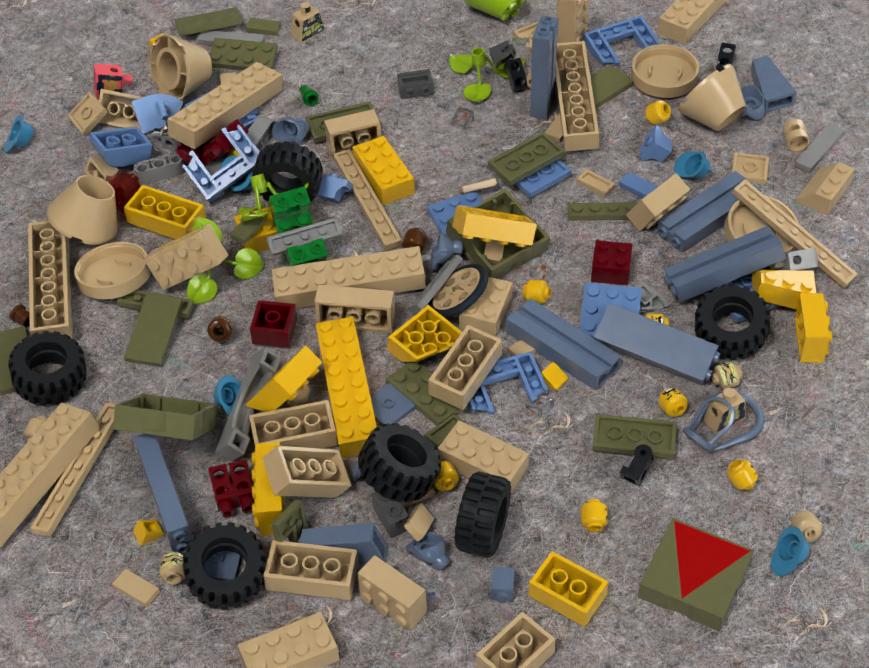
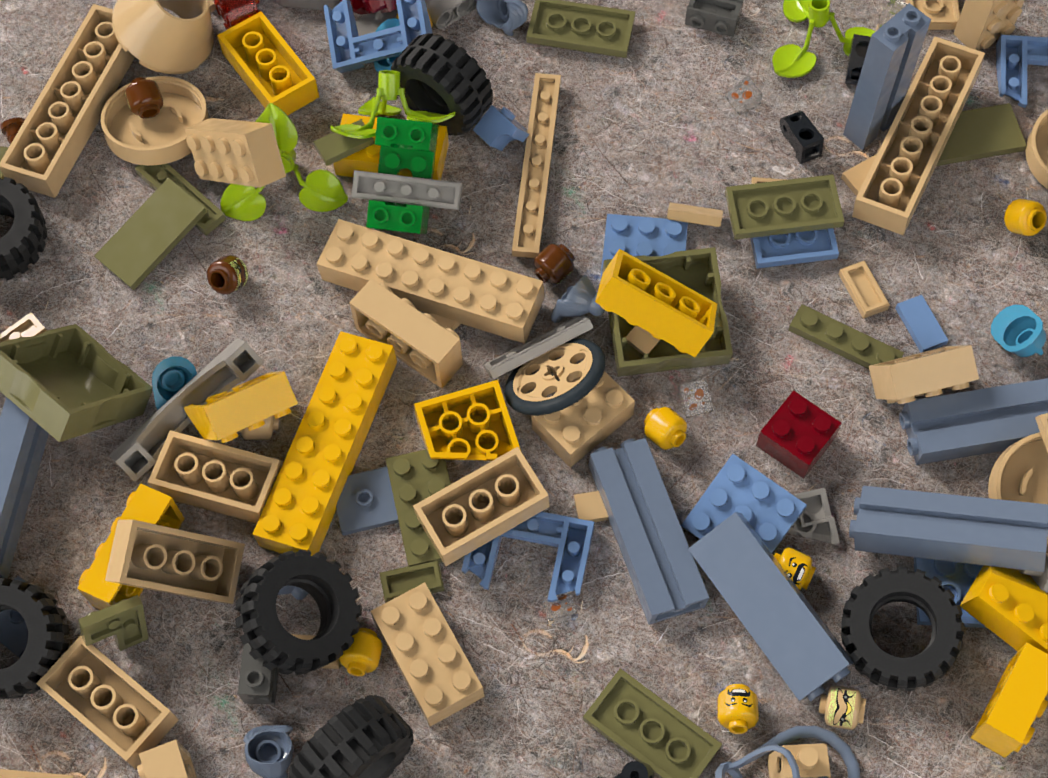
camera: 30 degrees right, 15 degrees up
(98, 259) = (144, 98): none -> reddish brown head
(233, 494) = (91, 517): dark red hips -> none
(273, 324) = (294, 301): dark red brick -> none
(351, 130) = (576, 54): tan brick -> none
(362, 537) = (172, 686): sand blue slope -> none
(384, 170) = (584, 130): yellow brick -> none
(419, 522) = (280, 708): tan tile -> none
(502, 53) = (856, 19): dark grey hinge -> none
(509, 123) = (802, 136): none -> black leg
(554, 376) = (604, 575): yellow slope -> none
(655, 146) = (986, 272): medium blue brick -> none

